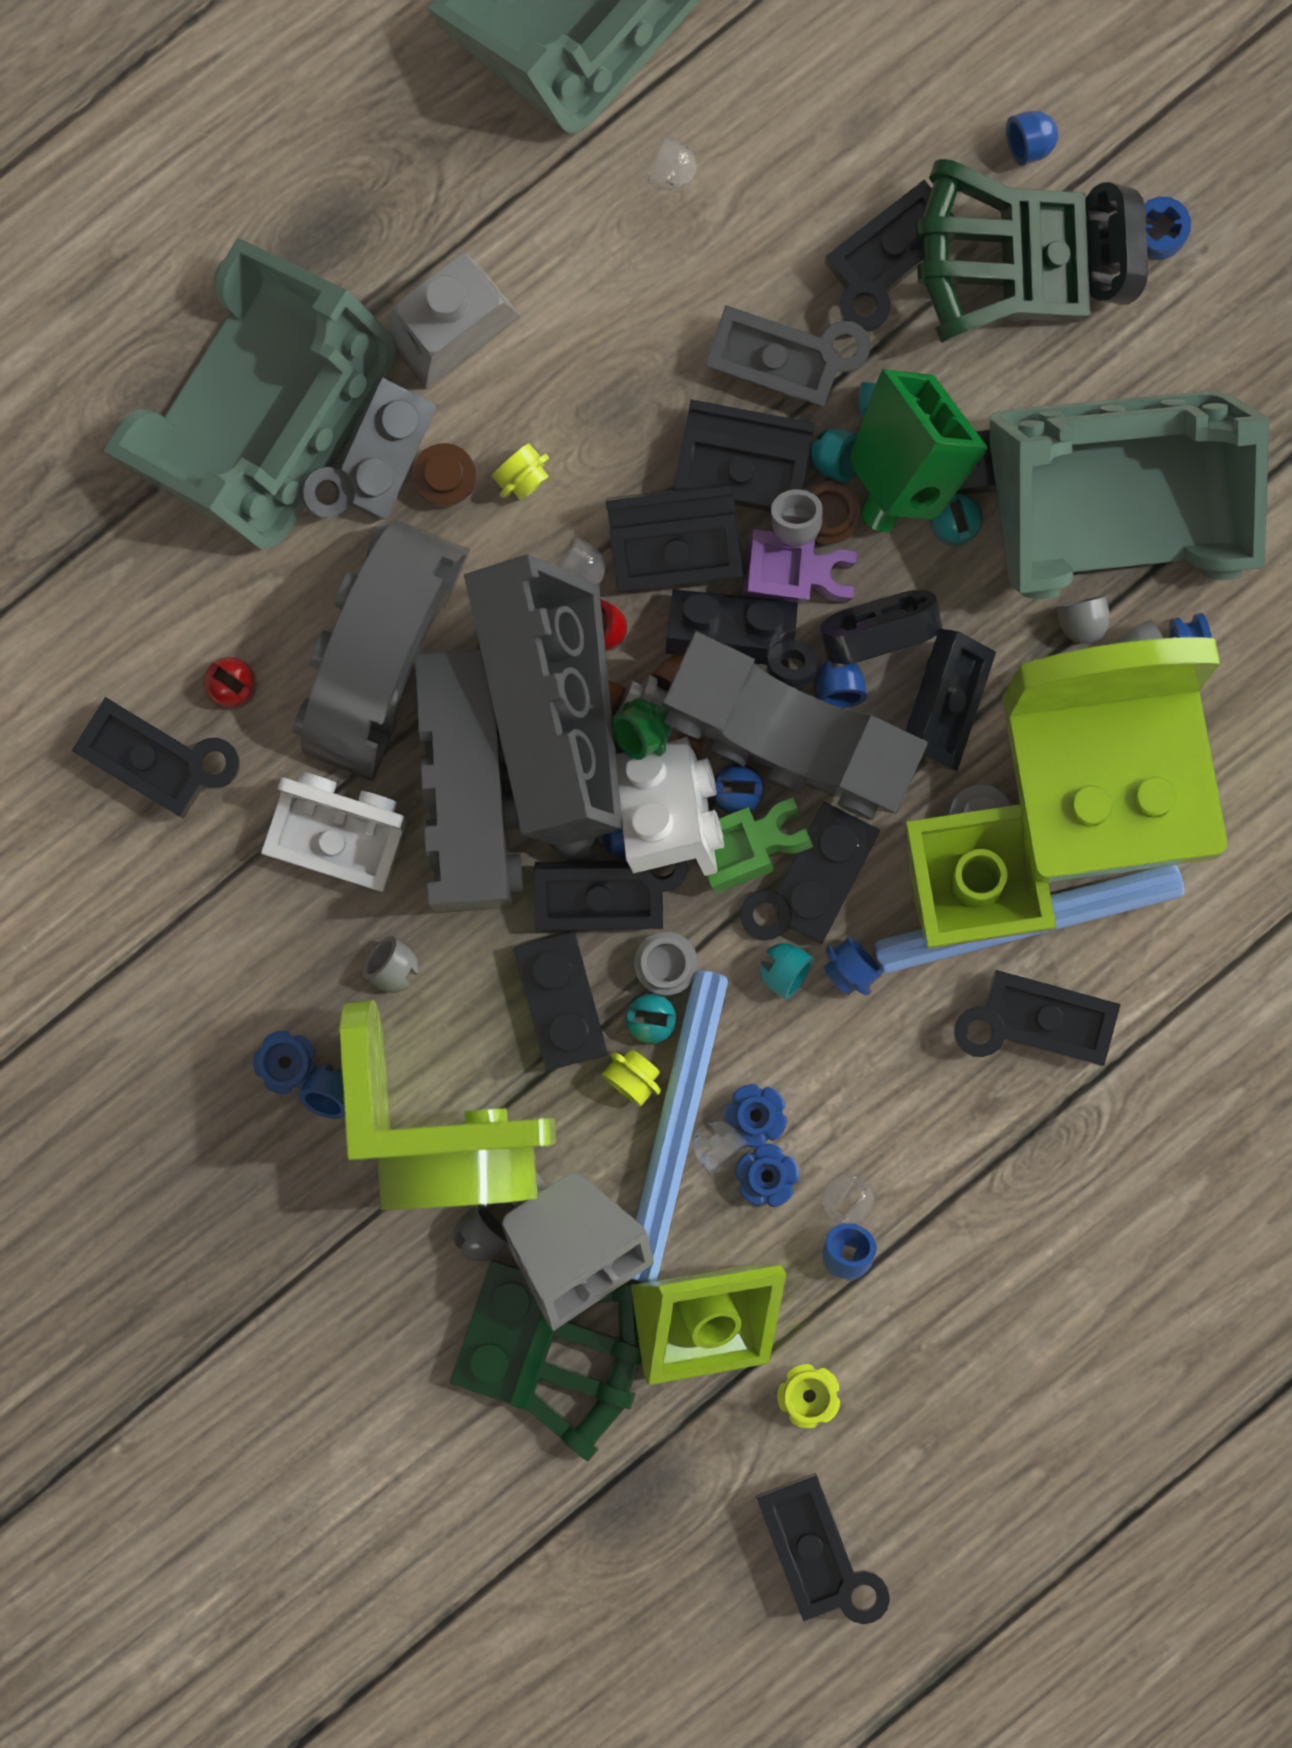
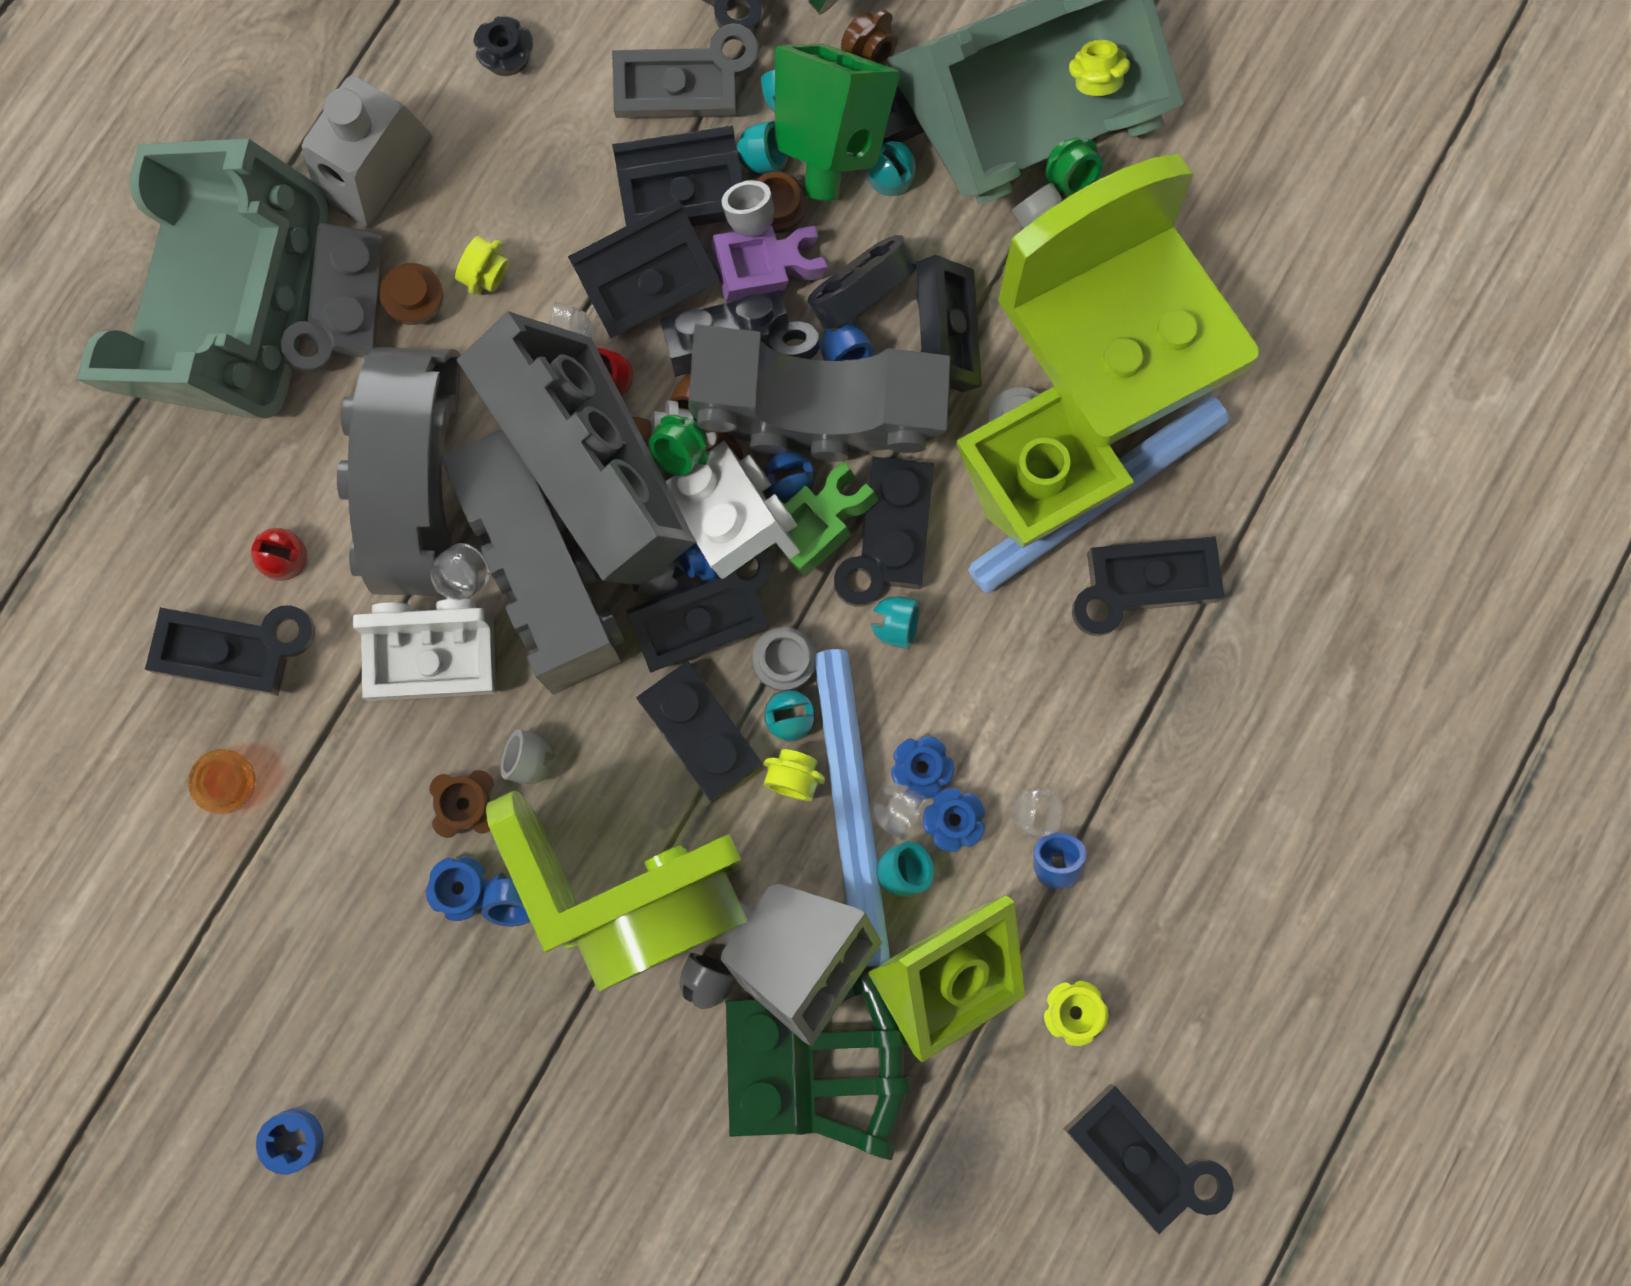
camera: 30 degrees left, 5 degrees down
(42, 1248) = (286, 1162): none -> blue bush
(104, 880) = (222, 781): none -> clear orange plate
(308, 969) = (446, 794): none -> reddish brown plate
(393, 773) = (459, 572): none -> clear hinge
(625, 269) = (507, 59): none -> black plate
(702, 1204) = (905, 869): none -> teal hinge
(851, 967) = (956, 597): blue plate -> none
(982, 385) = (870, 37): none -> reddish brown plate
(1133, 586) = (1073, 165): none -> green plate
(1197, 498) = (1099, 68): none -> neon yellow plate

